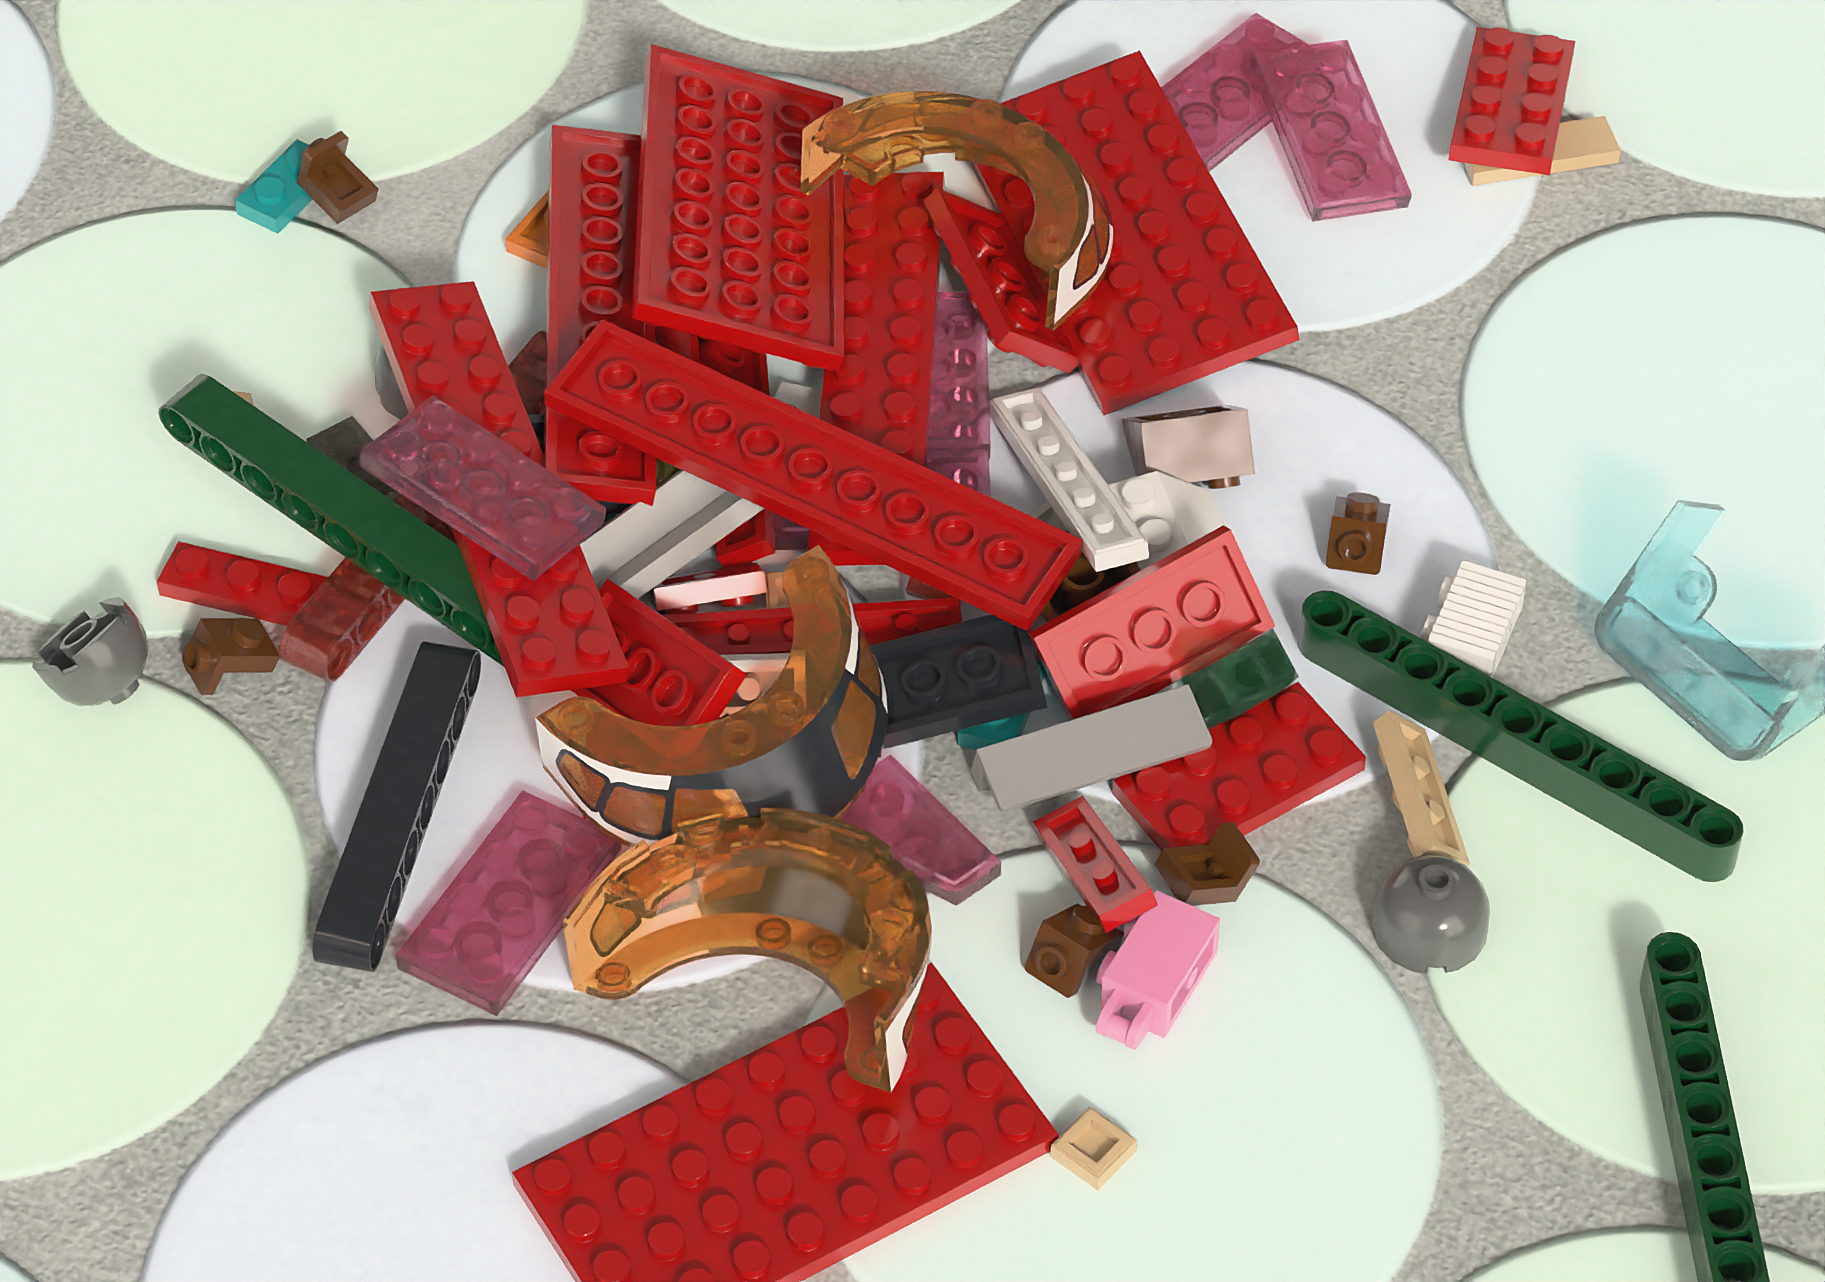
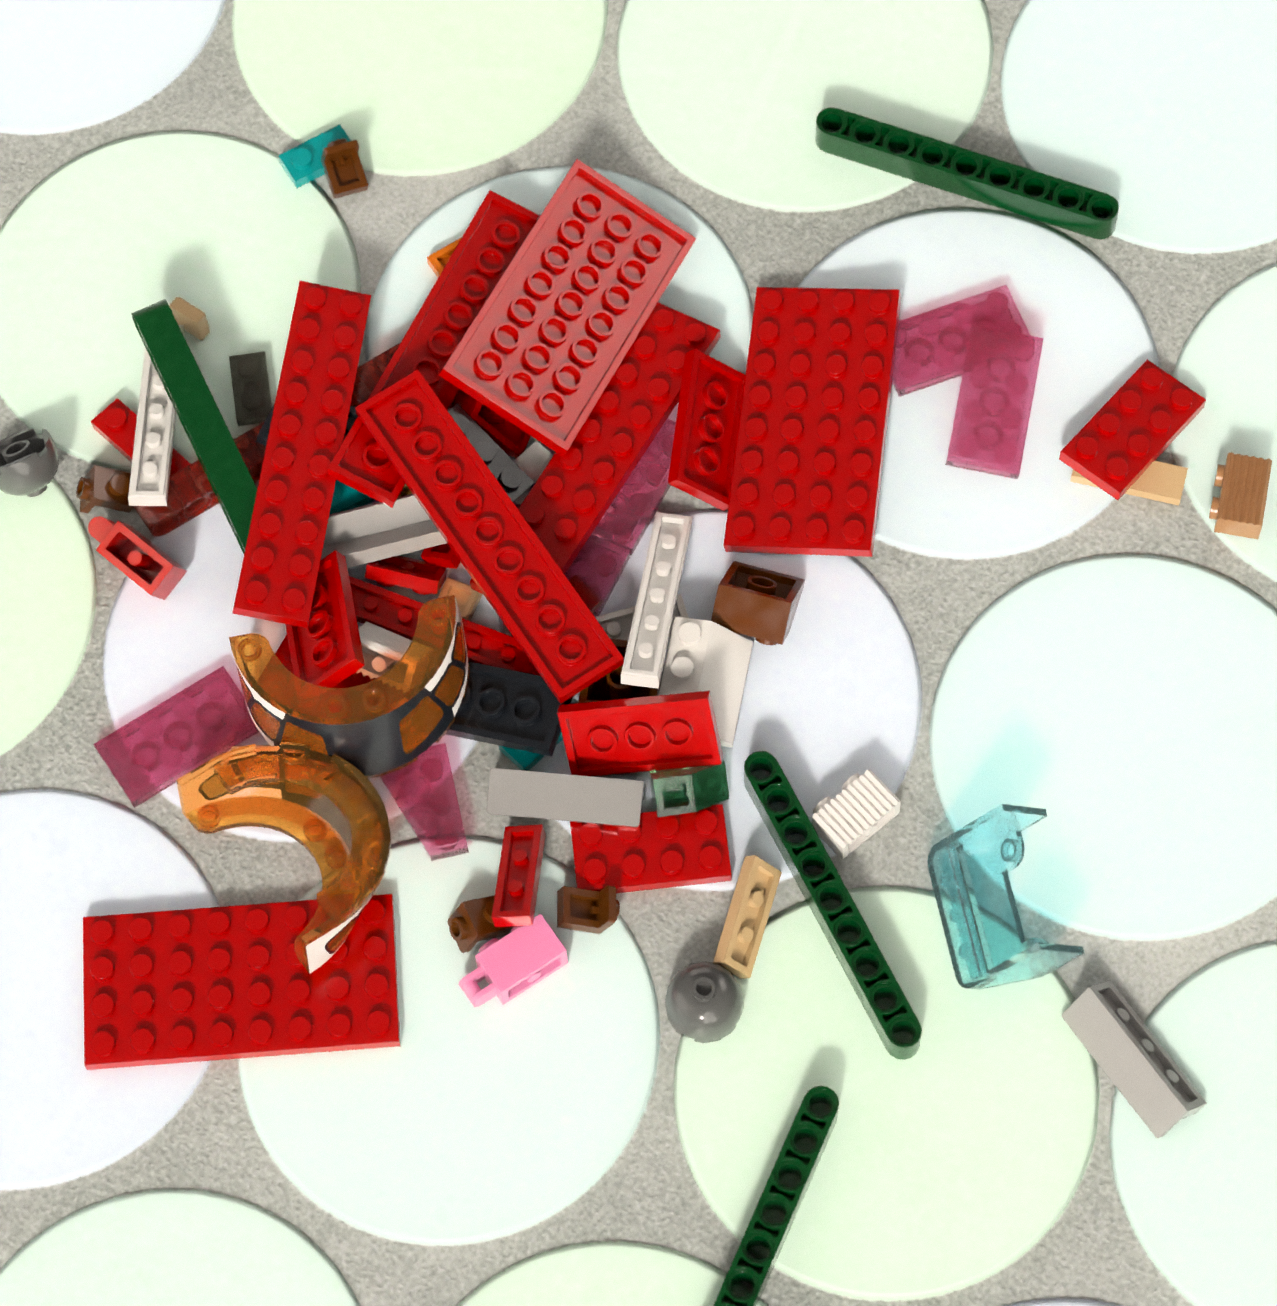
camera: 30 degrees right, 15 degrees up
(257, 548) = (152, 441): none -> white tile
(323, 701) = (136, 556): none -> brick
(397, 807) = (146, 643): black beam -> none
(482, 487) = (283, 460): clear pink plate -> none
(895, 130) = (770, 357): clear orange windscreen -> none
(1093, 1148) = (417, 1058): tan tile -> none
(1357, 533) = (825, 713): reddish brown bracket -> none
(1689, 118) = (1242, 495): none -> medium nougat brick

